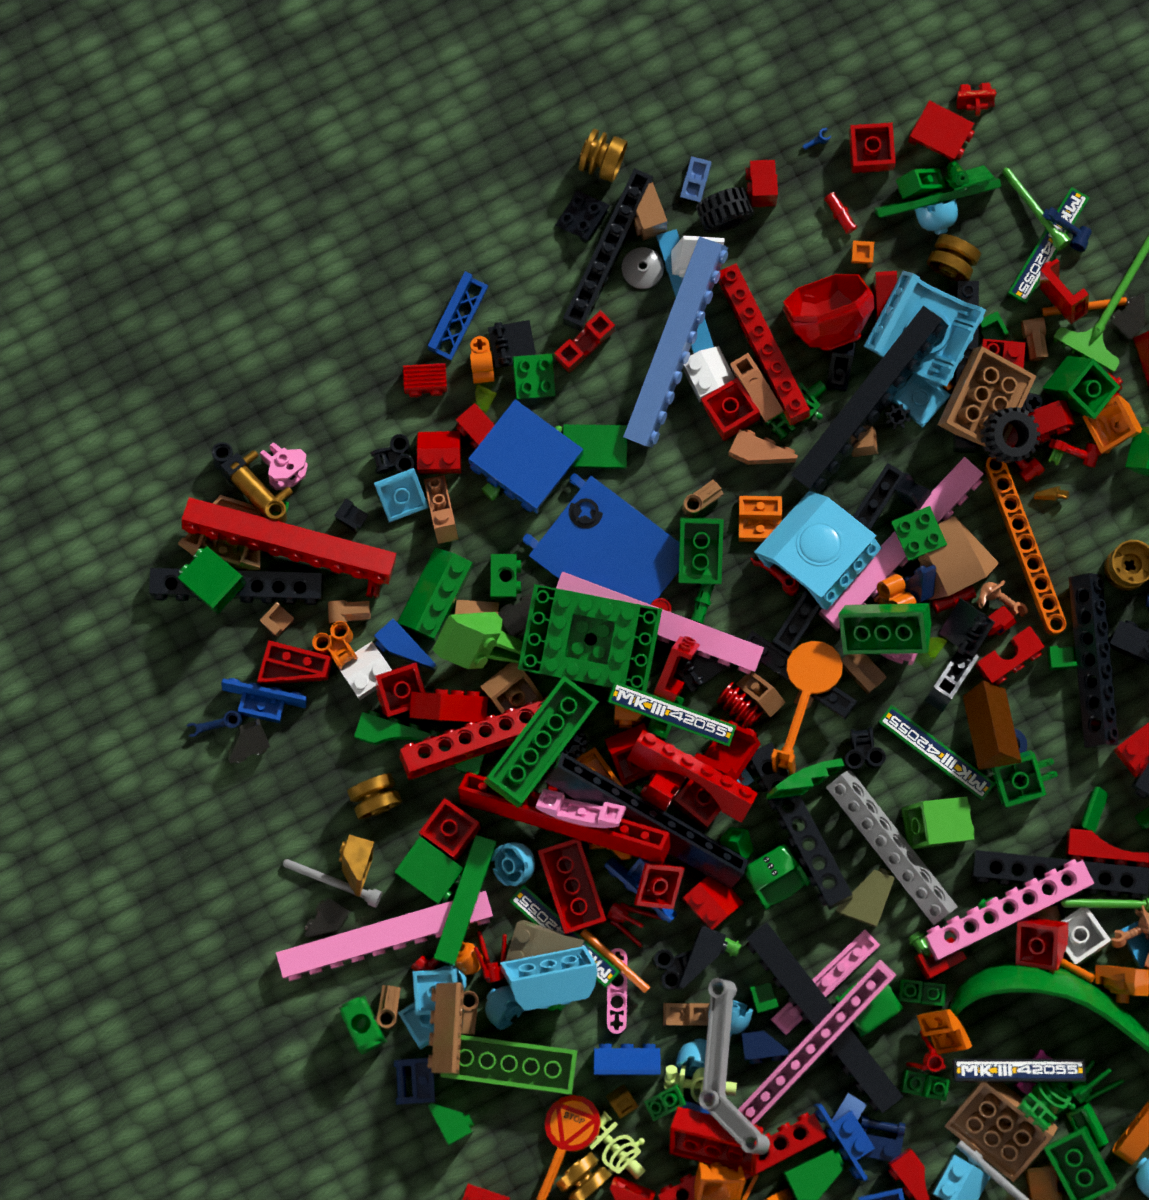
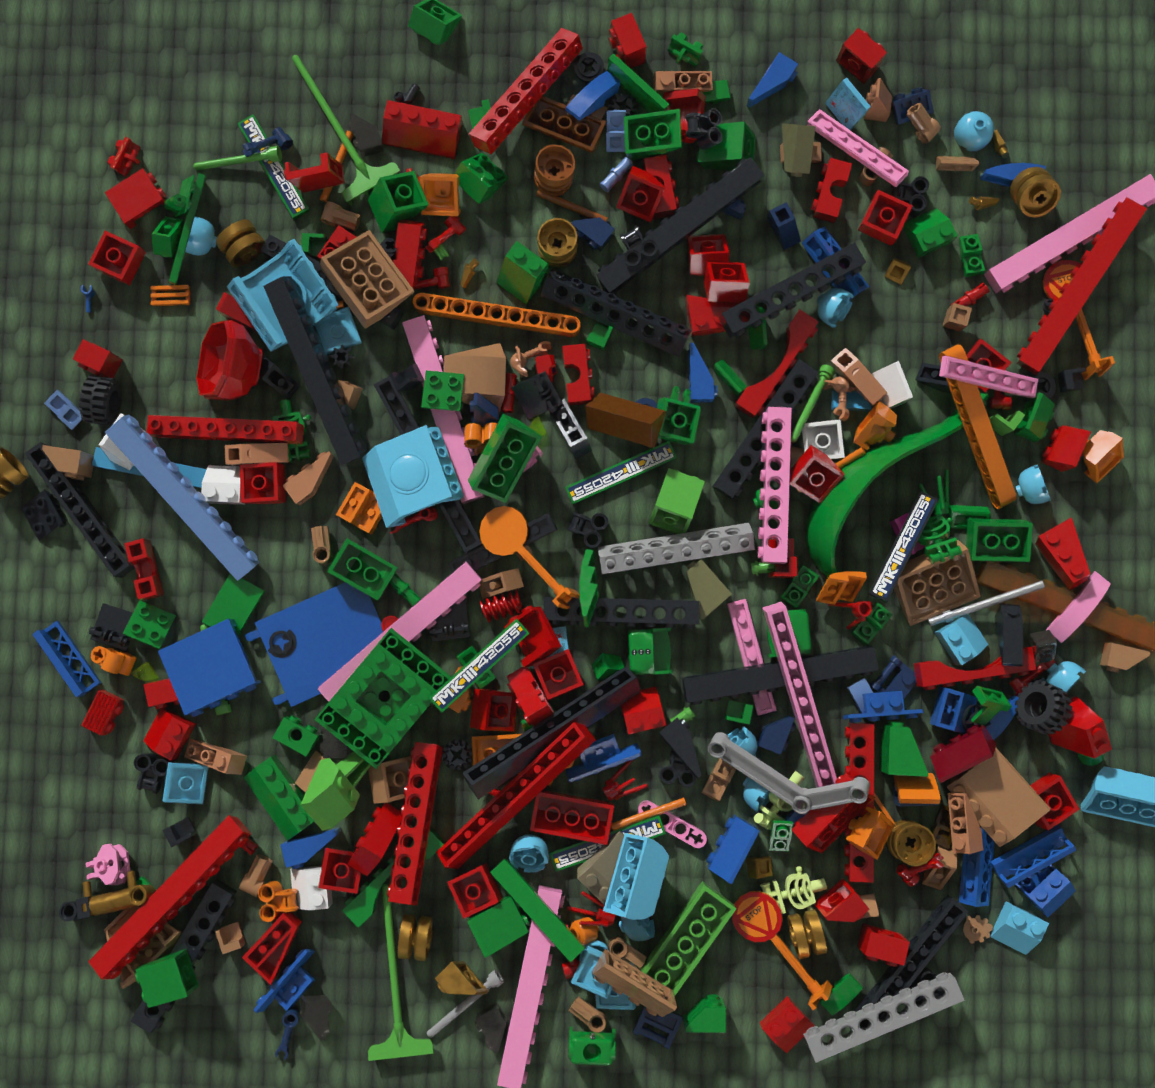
camera: 60 degrees left, 5 degrees up
(265, 837) = (400, 1042): none -> bright green piece
(541, 742) = (444, 783): green brick -> none
(579, 812) = (518, 784): bright pink slope -> none
(639, 277) = (121, 490): light grey dish -> none
(656, 754) = (504, 696): red arch -> none
(659, 886) = (610, 751): red slope -> none
(668, 686) = (454, 654): red panel -> none
(840, 213) = (156, 311): red pin -> none
(855, 201) = (154, 295): none -> orange tile
(862, 253) = (196, 311): orange panel -> none
(863, 671) = (527, 494): medium nougat panel -> none
(1026, 435) = (409, 261): black tyre -> none
(1071, 783) = (700, 380): none -> blue slope
(1079, 547) = (522, 273): none -> green slope

